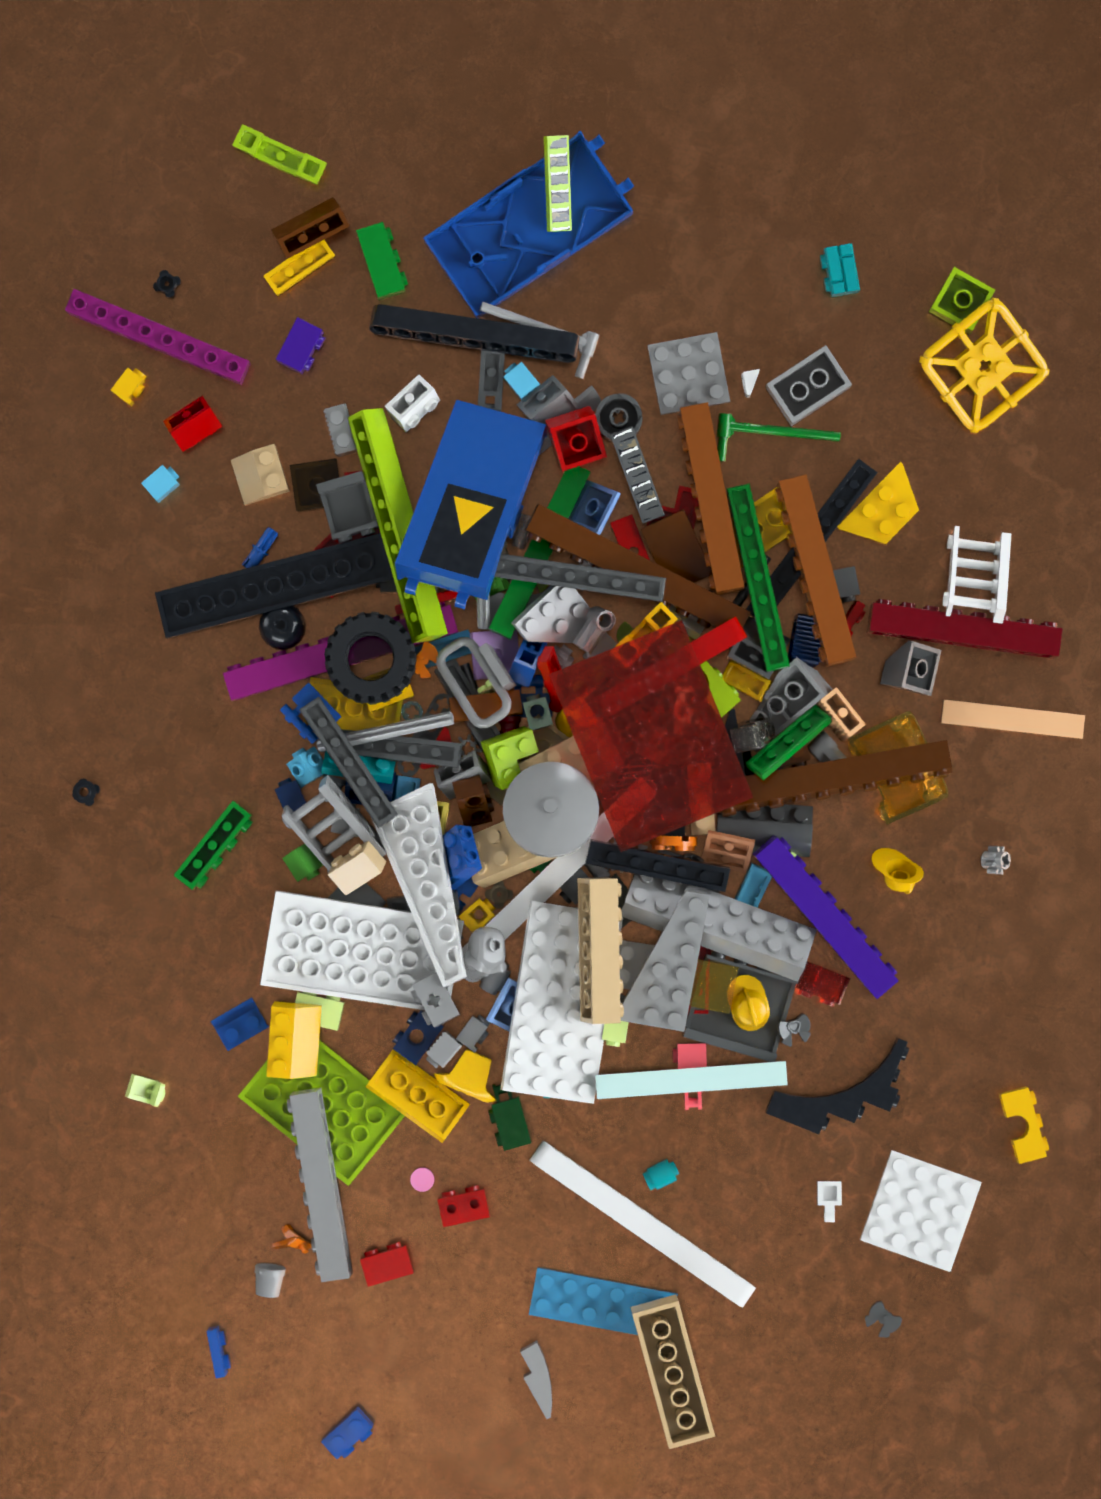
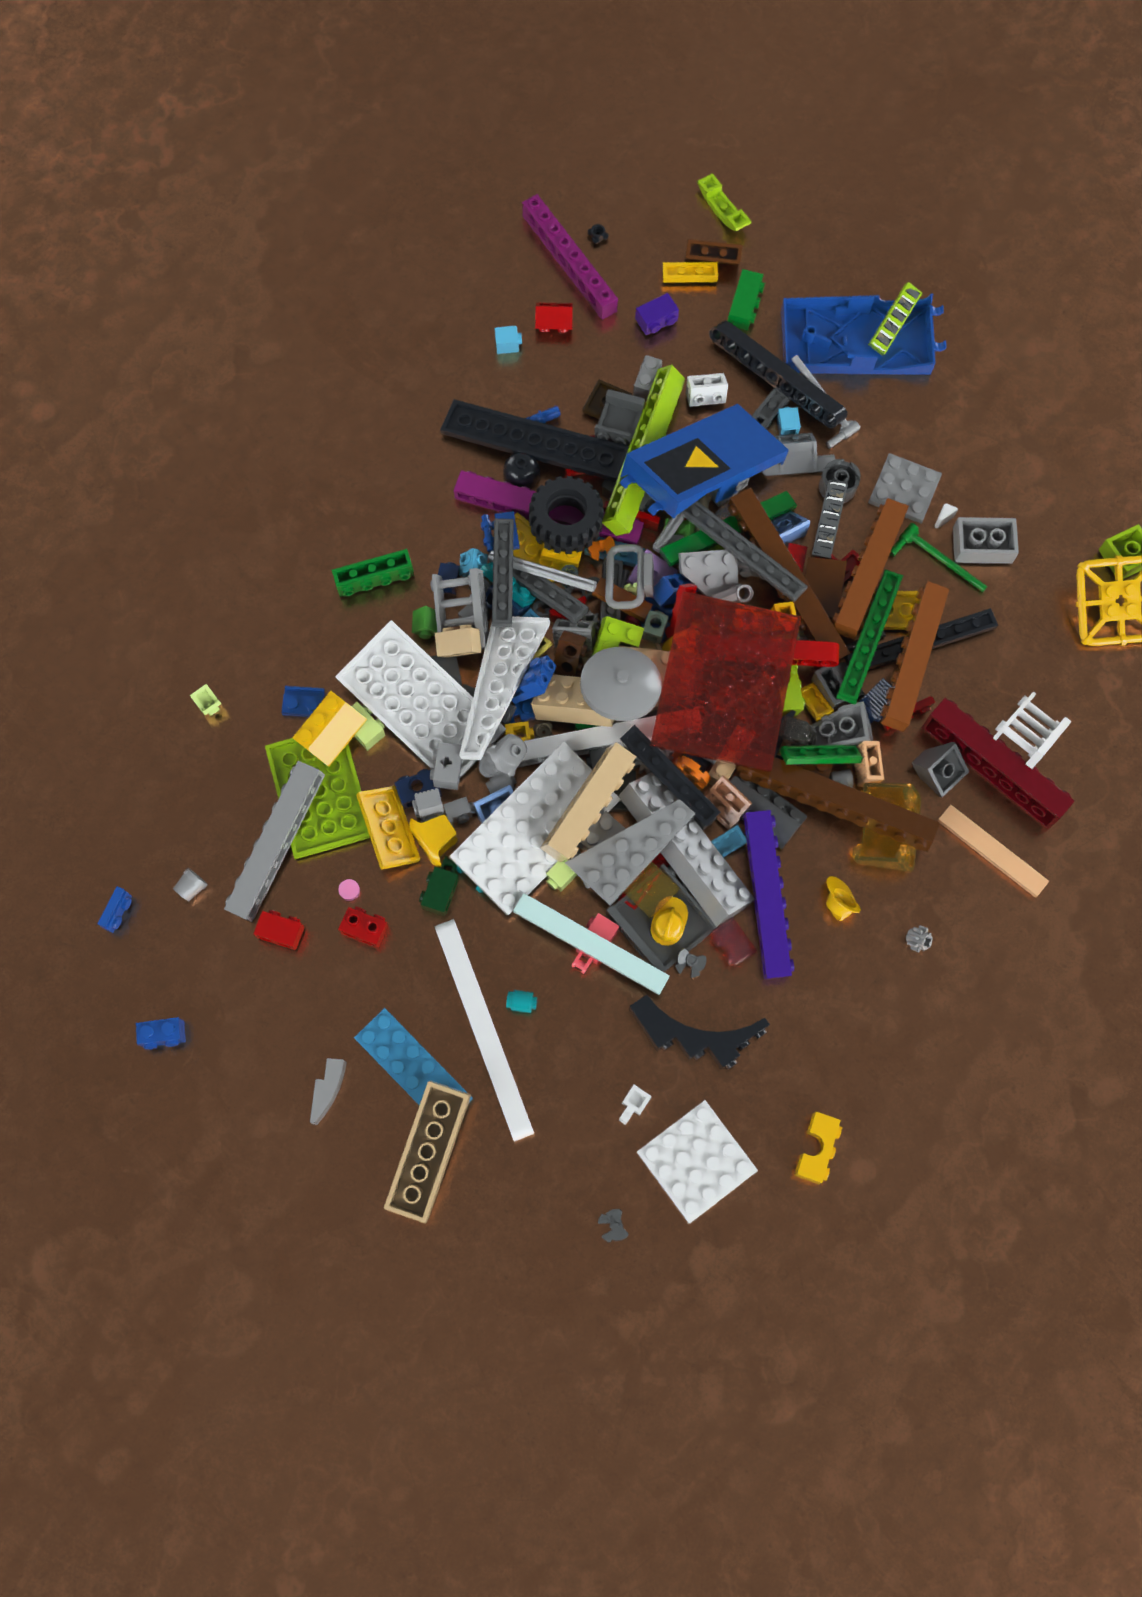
camera: 30 degrees right, 15 degrees down
(93, 789) = (315, 489): black brick -> none
(129, 385) = (529, 273): yellow brick -> none
(260, 474) = (576, 373): tan slope -> none
(293, 1240) = (226, 869): orange piece -> none
(575, 438) = (802, 474): red brick -> none
(840, 270) = (1053, 486): teal brick -> none
(847, 583) = (930, 682): dark grey brick -> none
(884, 509) = (986, 654): yellow wing -> none

